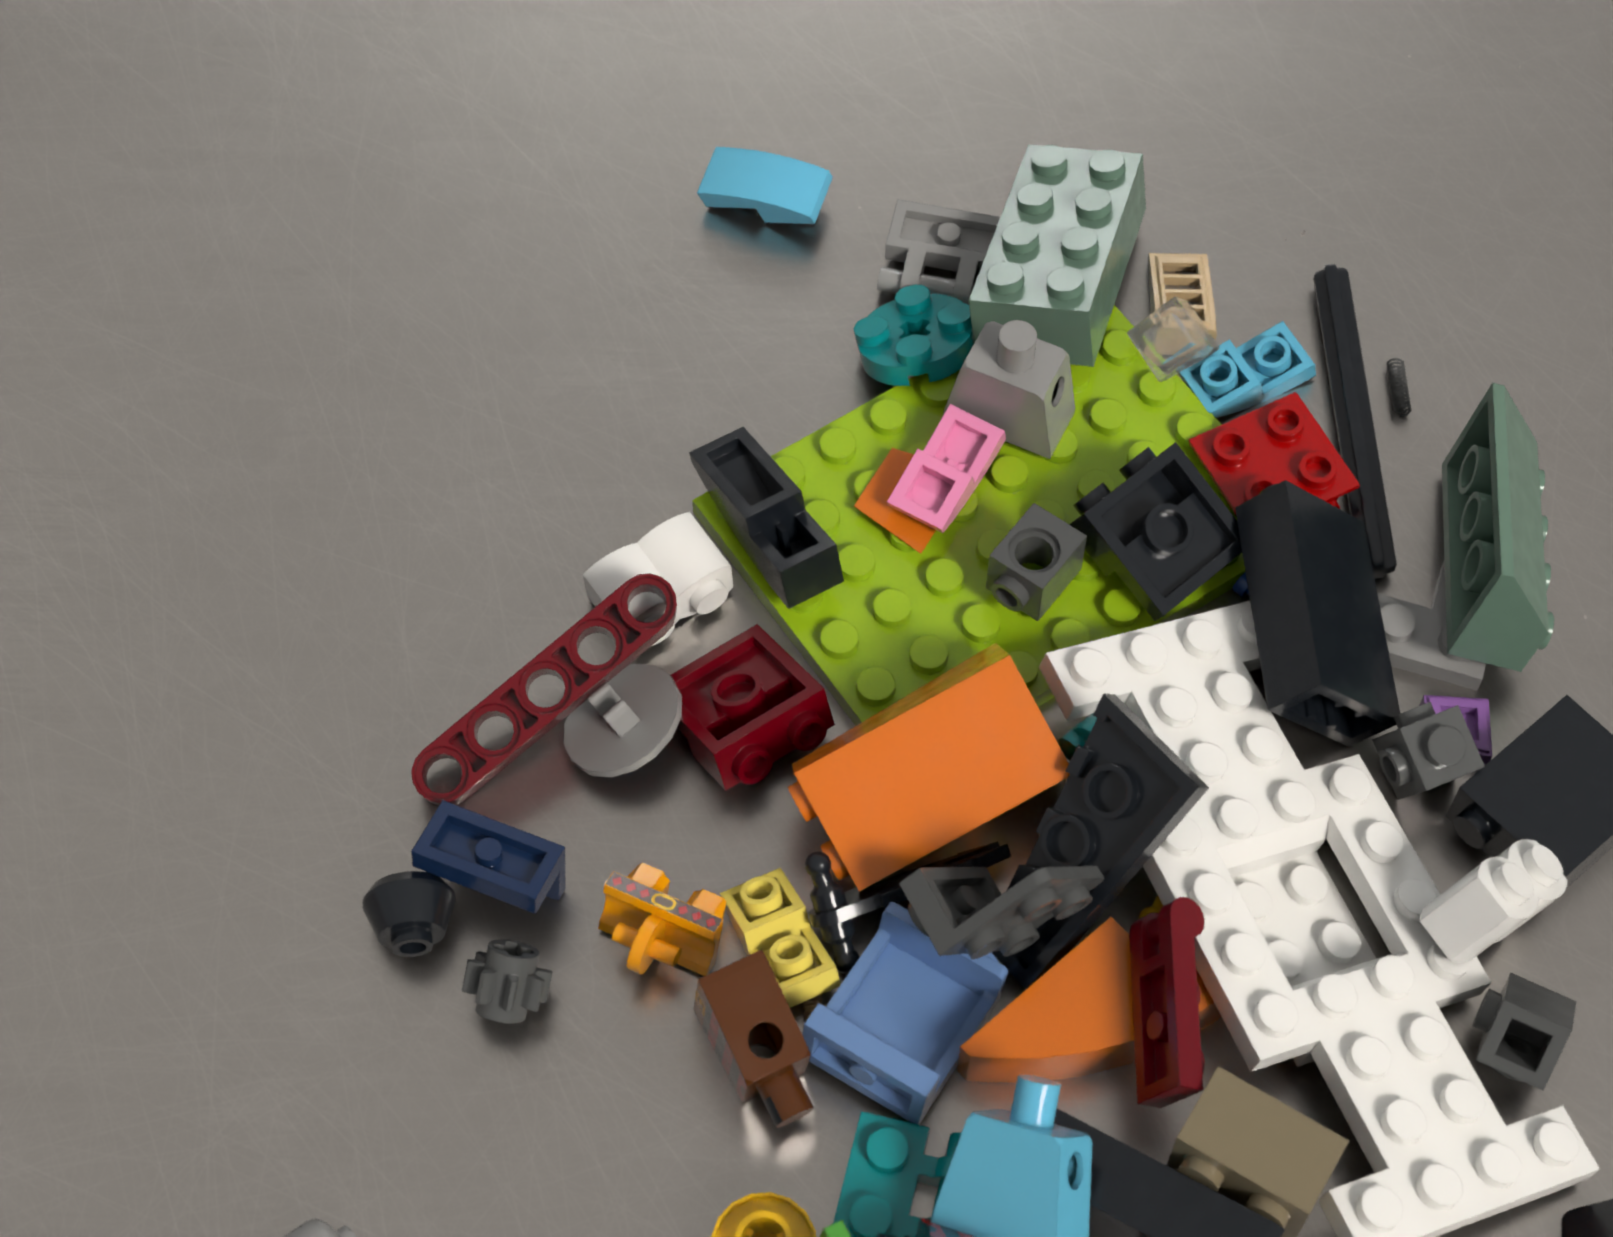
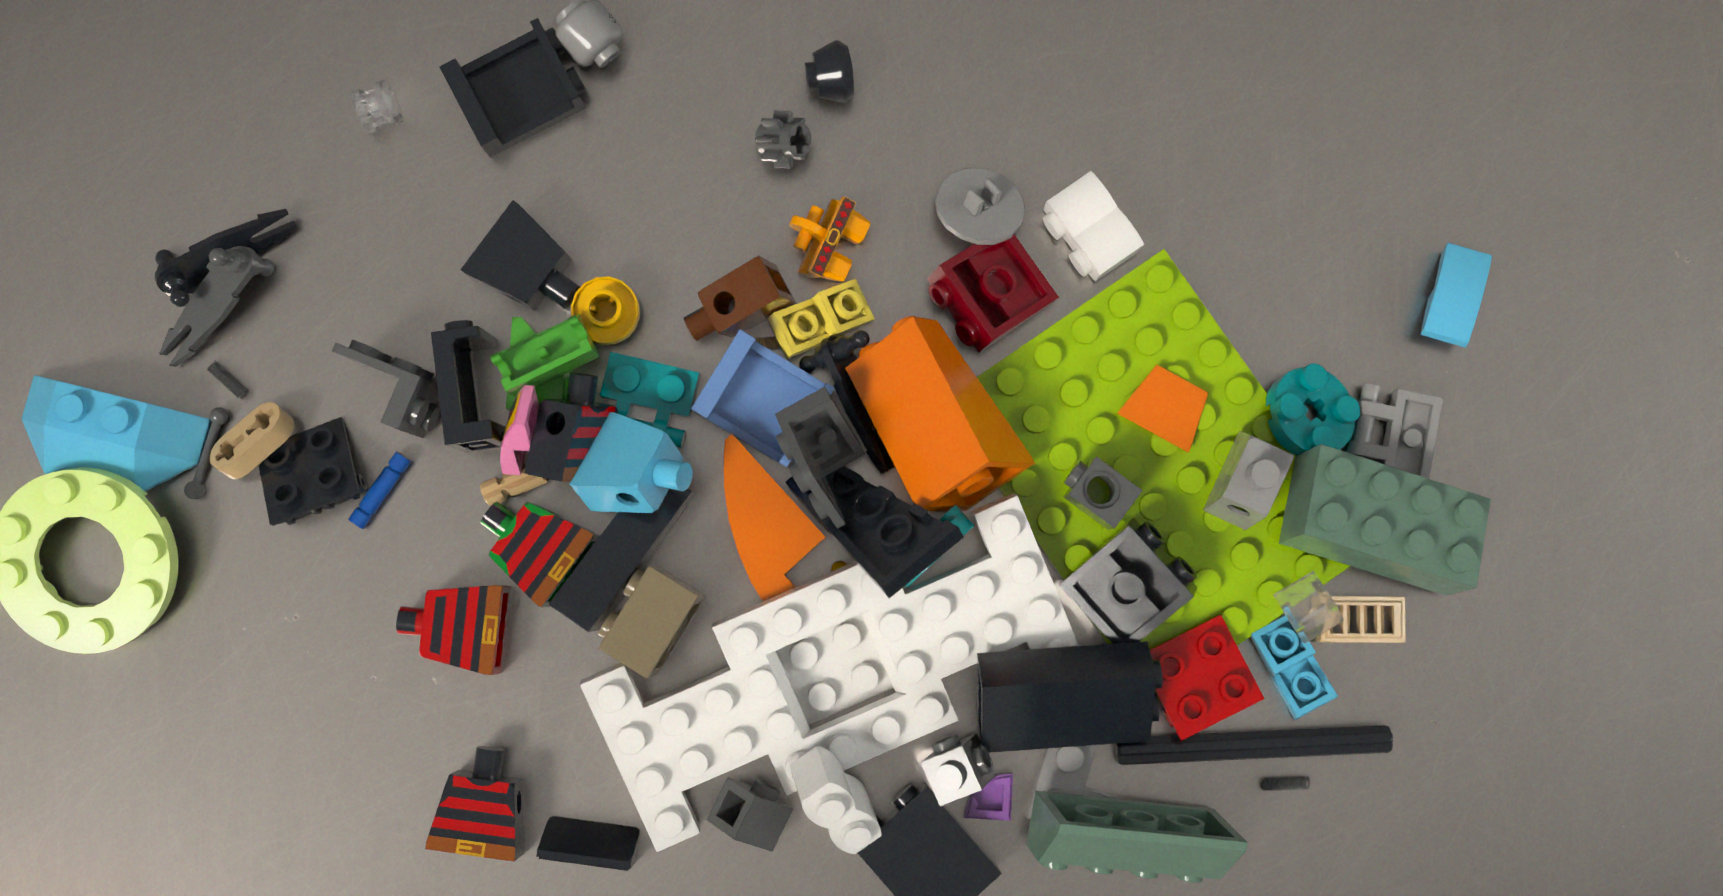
camera: 85 degrees right, 25 degrees up
(491, 857) = (863, 119): dark blue panel -> none
(560, 660) = (973, 138): dark red beam -> none
(768, 517) = (1139, 298): black slope -> none
(947, 469) = (1183, 431): bright pink slope -> none
(1166, 1003) = (752, 567): dark red plate -> none

